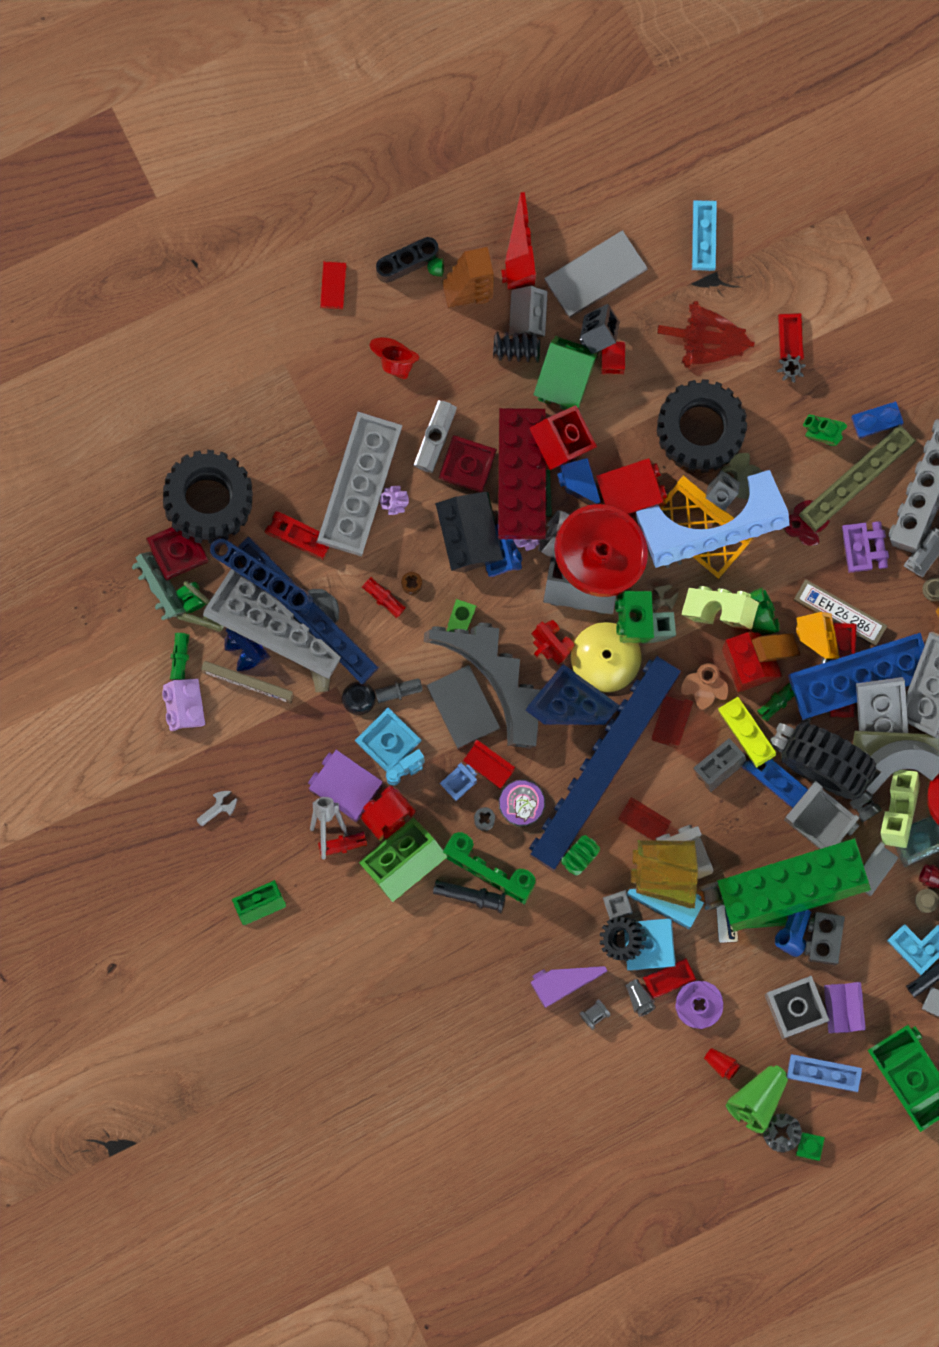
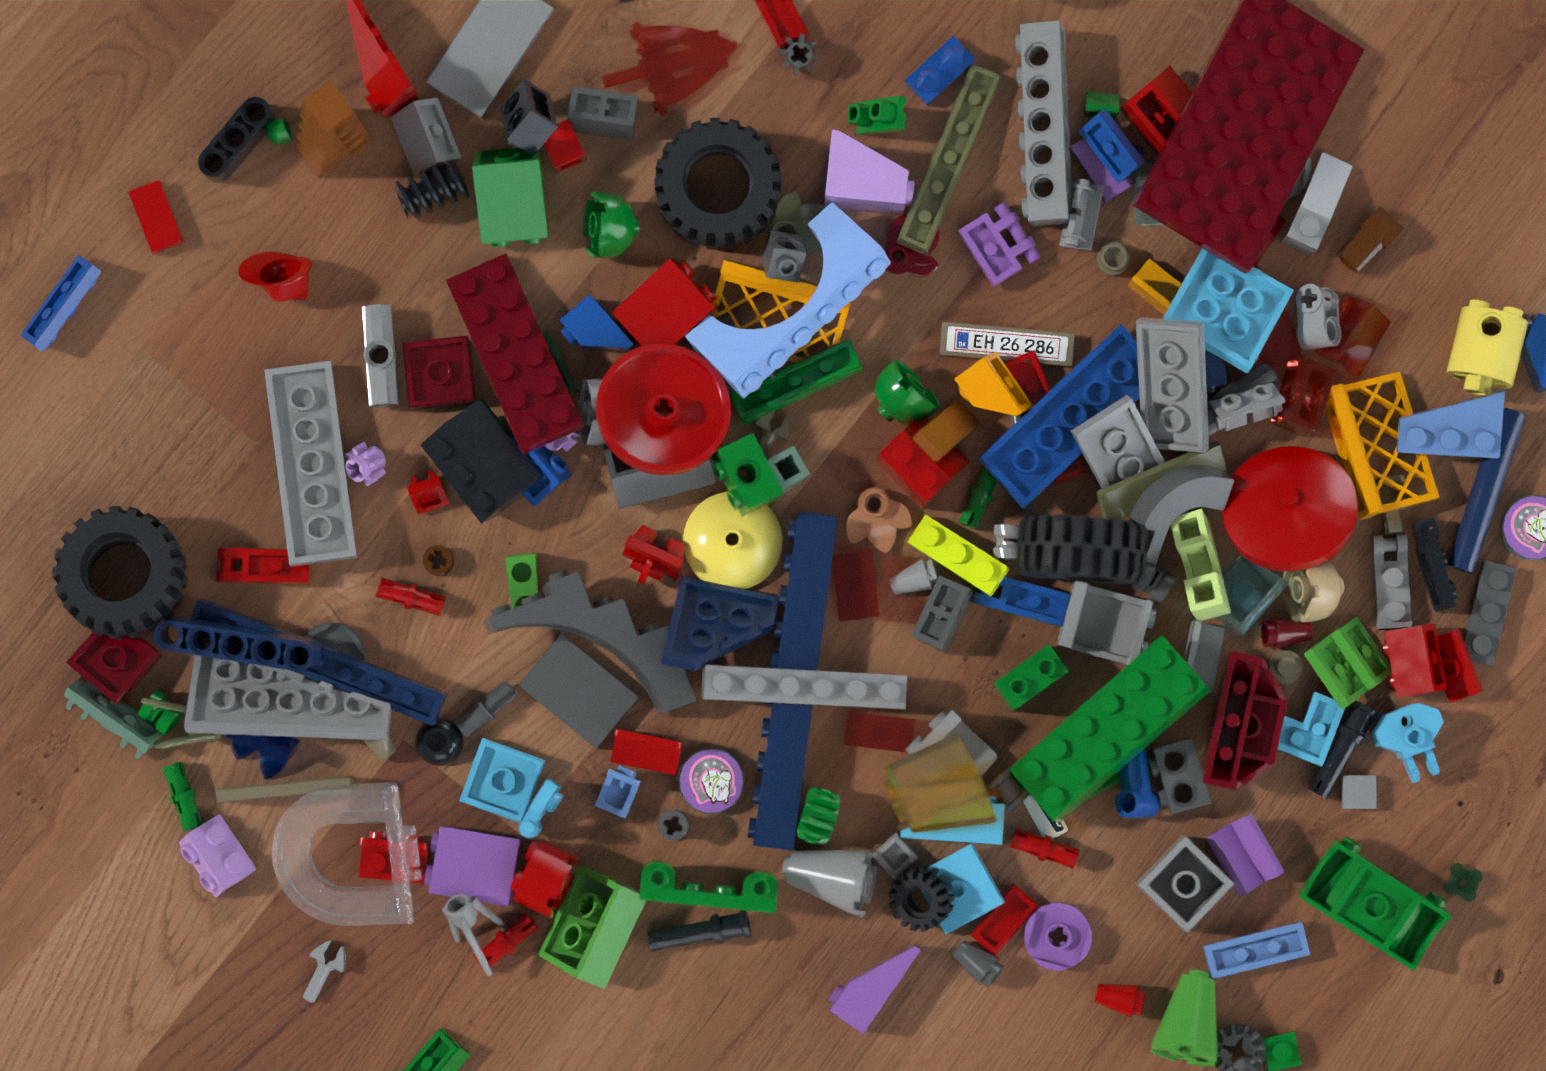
camera: 20 degrees left, 5 degrees up
(248, 311) = (61, 303): none -> blue plate
(252, 773) = (337, 903): none -> clear piece
(296, 758) = (376, 858): none -> red bracket
(425, 537) = (427, 494): none -> red tile
(563, 437) = (546, 282): red brick -> none
(573, 899) = (834, 876): none -> light grey cone
(595, 1014) = (930, 1011): dark grey bush -> none
(610, 768) = (804, 687): none -> light grey arch
(619, 420) = (609, 224): none -> green cylinder
(648, 348) = (603, 113): none -> dark grey hinge
(695, 574) = (799, 381): none -> green tile
(704, 603) = (828, 415): yellowish green arch -> none
(713, 734) = (915, 578): none -> light grey cone
(717, 944) = (1044, 848): none -> red pin
(757, 830) = (1030, 677): none -> green brick
(797, 465) = (865, 179): none -> lavender slope
(883, 922) = (1244, 723): none -> dark red wedge

